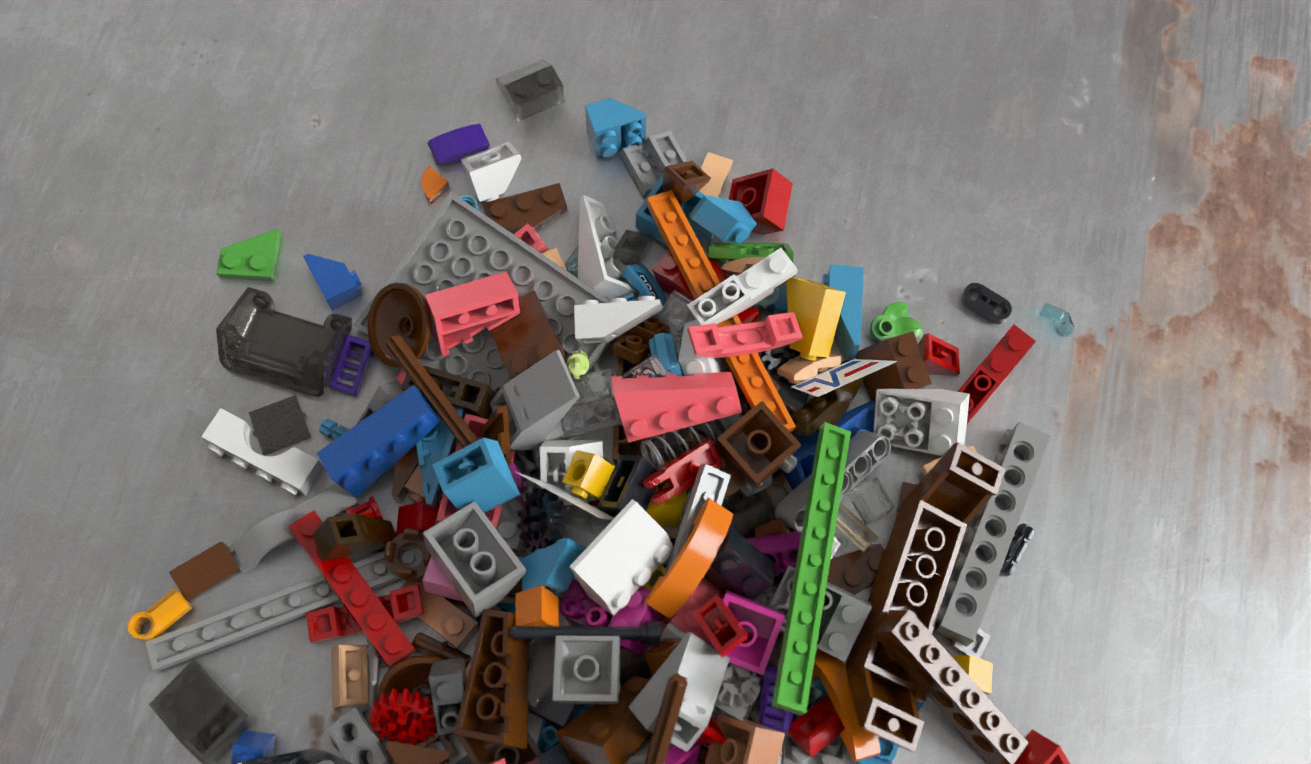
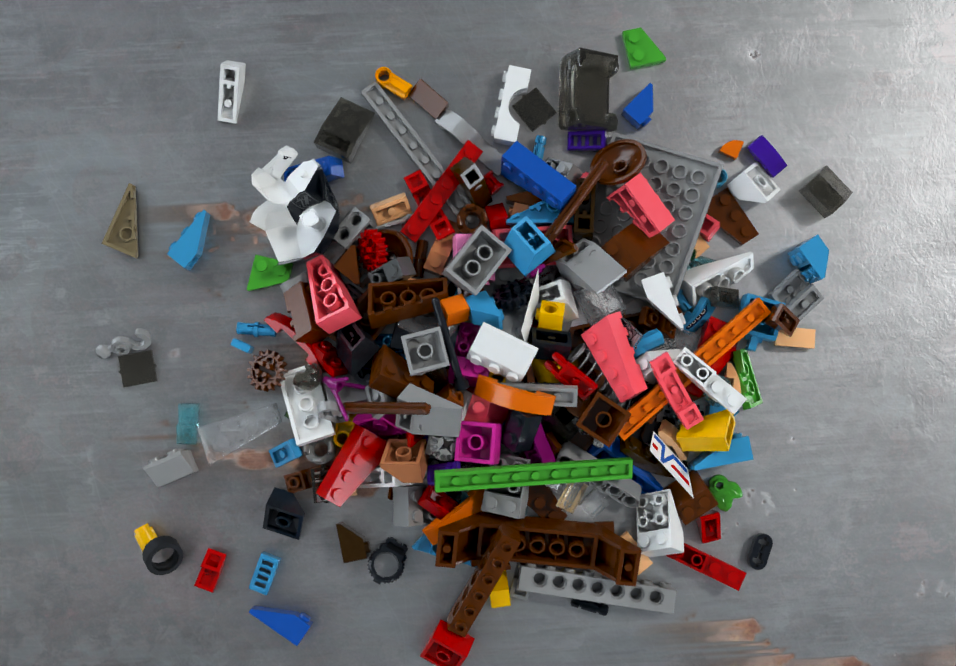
camera: 75 degrees right, 15 degrees up
(577, 364) = (624, 286): yellowish green axle -> none
(720, 625) = (474, 426): red slope -> none
(724, 218) = (763, 354): dark azure slope -> none
(765, 198) = (786, 375): red slope -> none
(1060, 318) = (764, 605): clear light blue arm -> none

